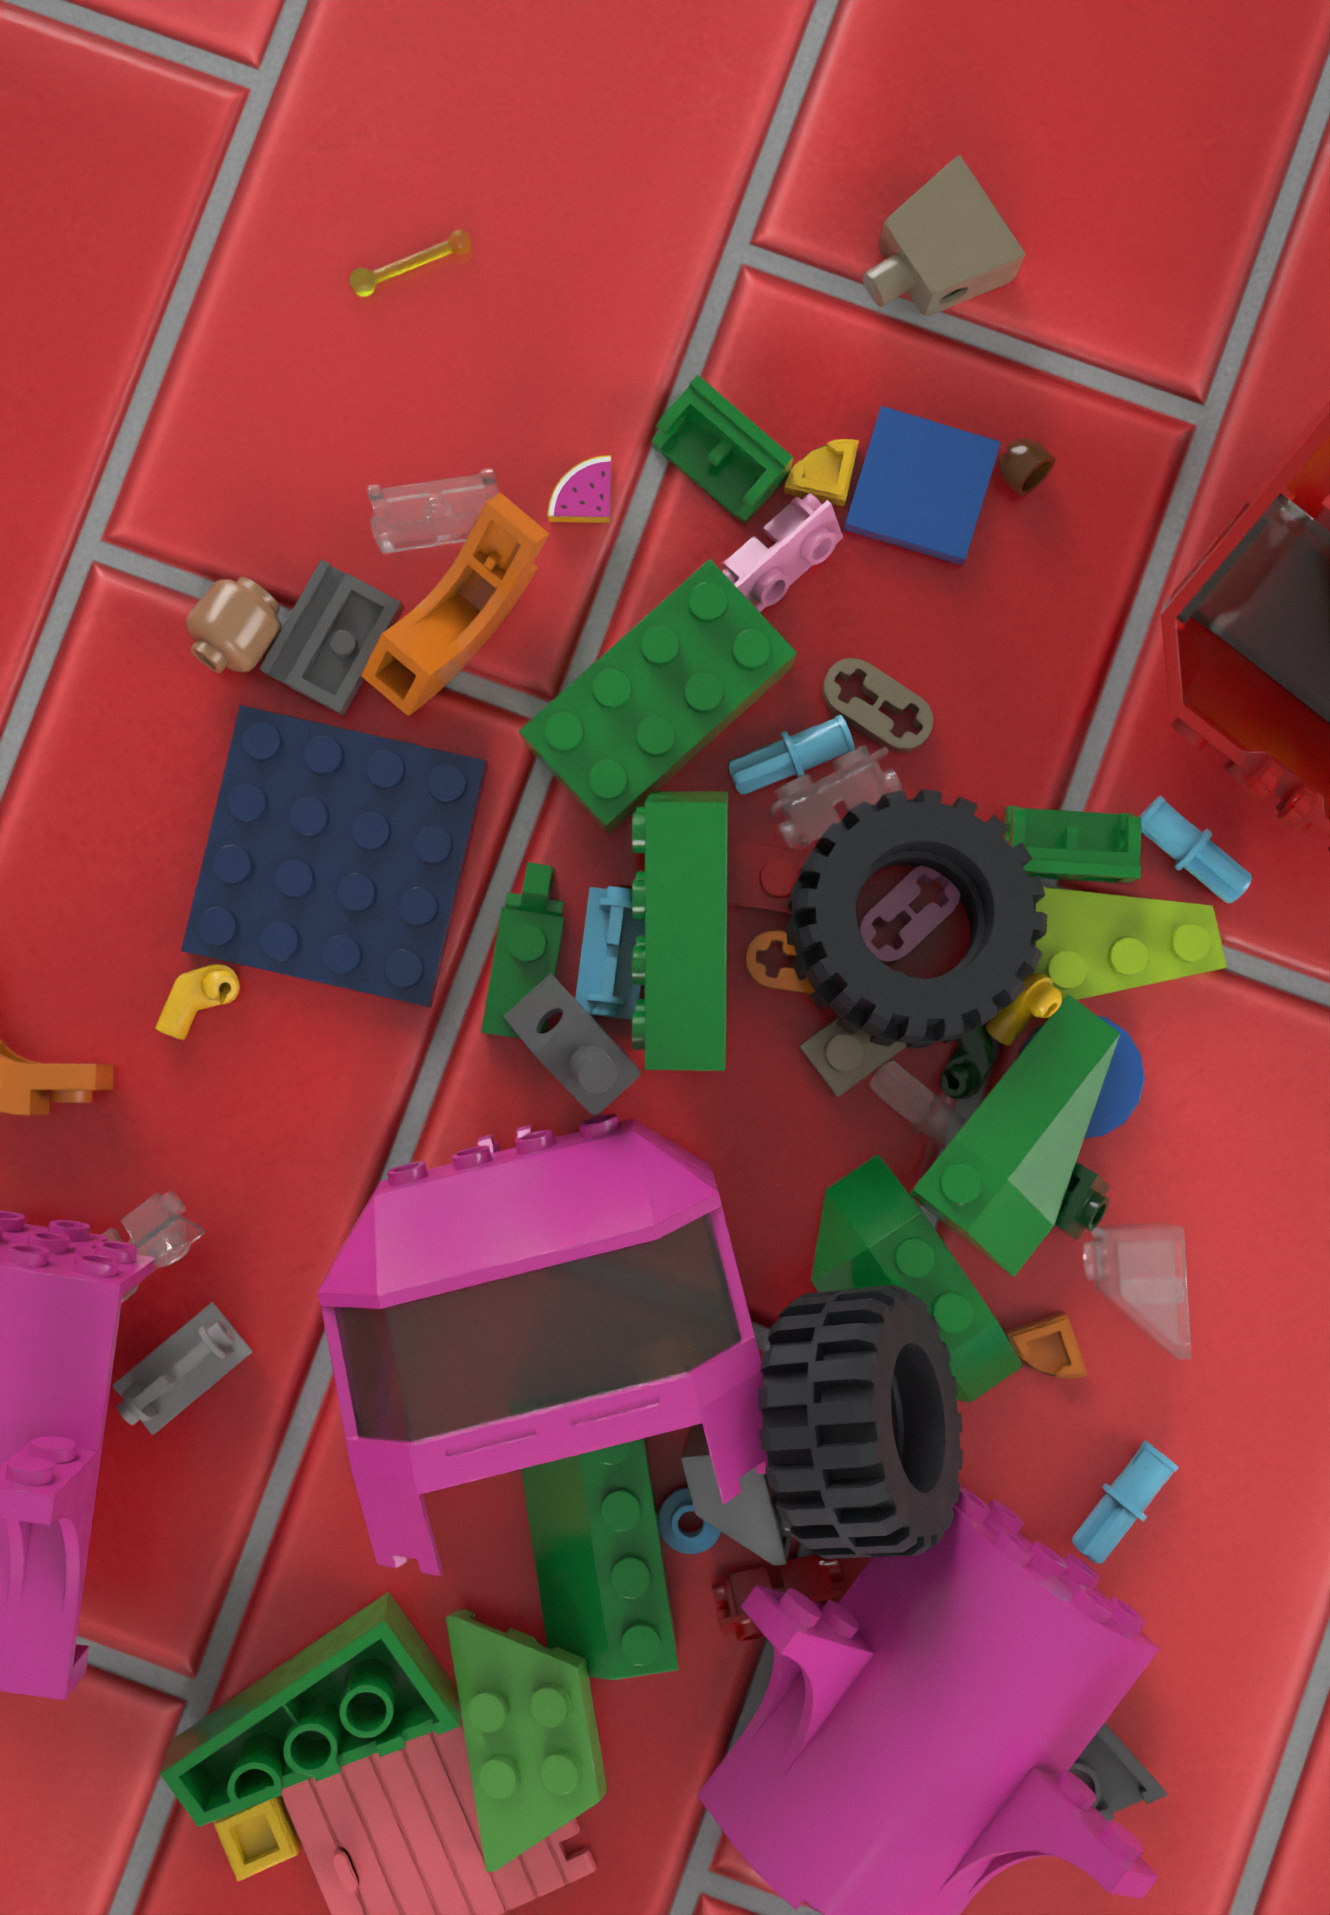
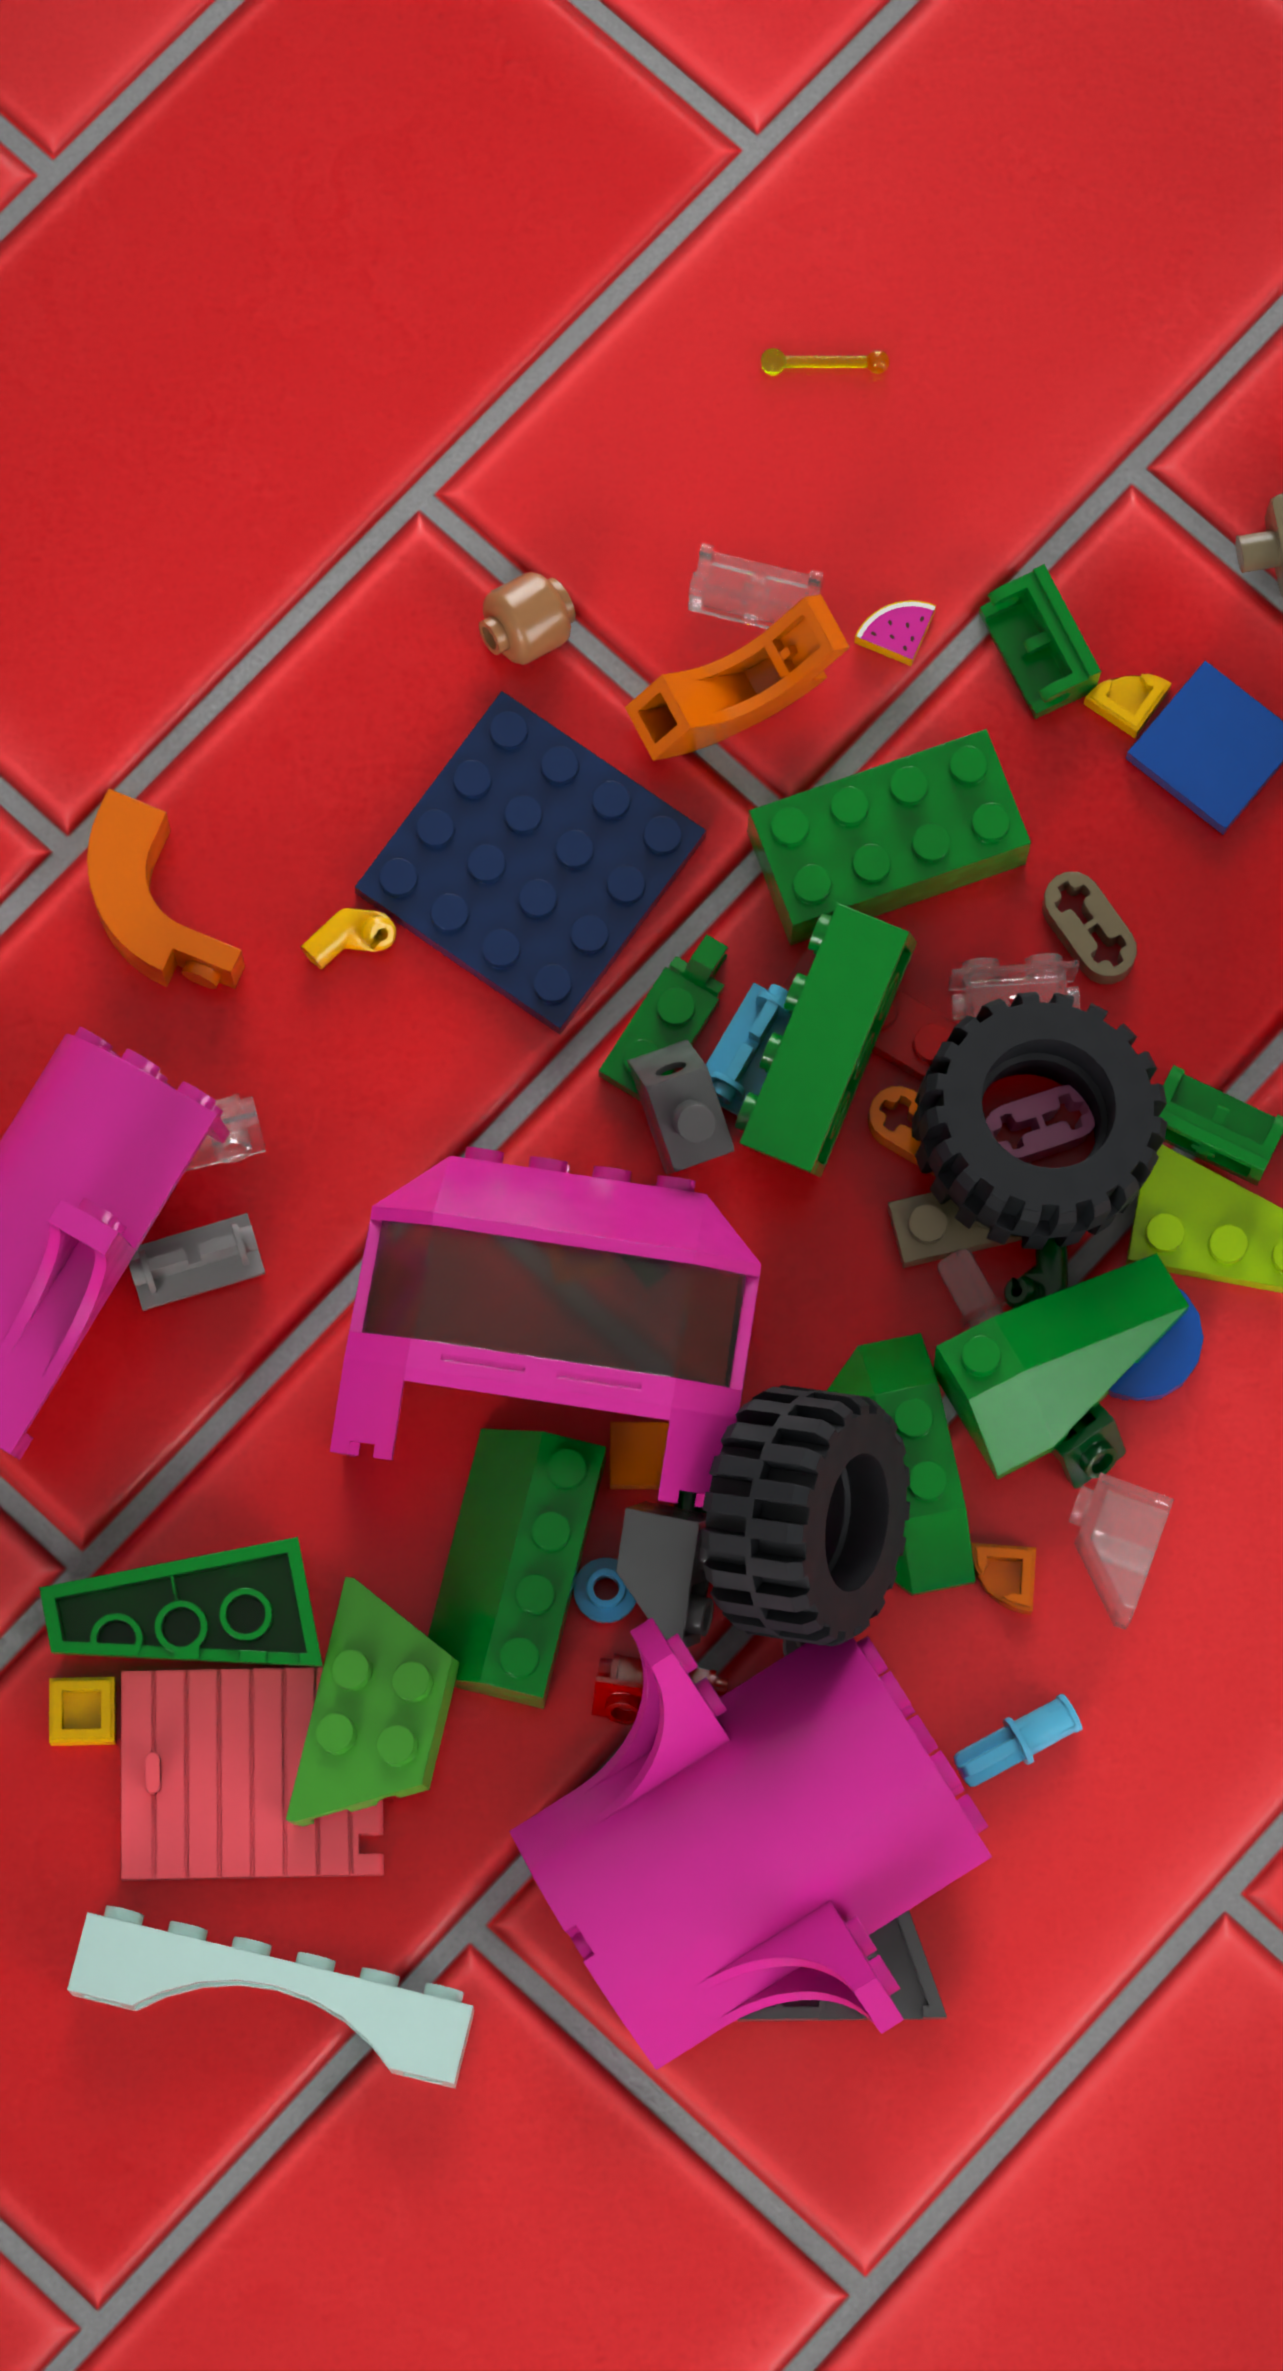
camera: 20 degrees right, 10 degrees down
(331, 637) = (610, 664): dark grey plate -> none
(791, 755) = (988, 939): medium azure axle -> none
(802, 537) = (1081, 750): bright pink hinge -> none
(1036, 1000) = (1119, 1240): yellow arm -> none

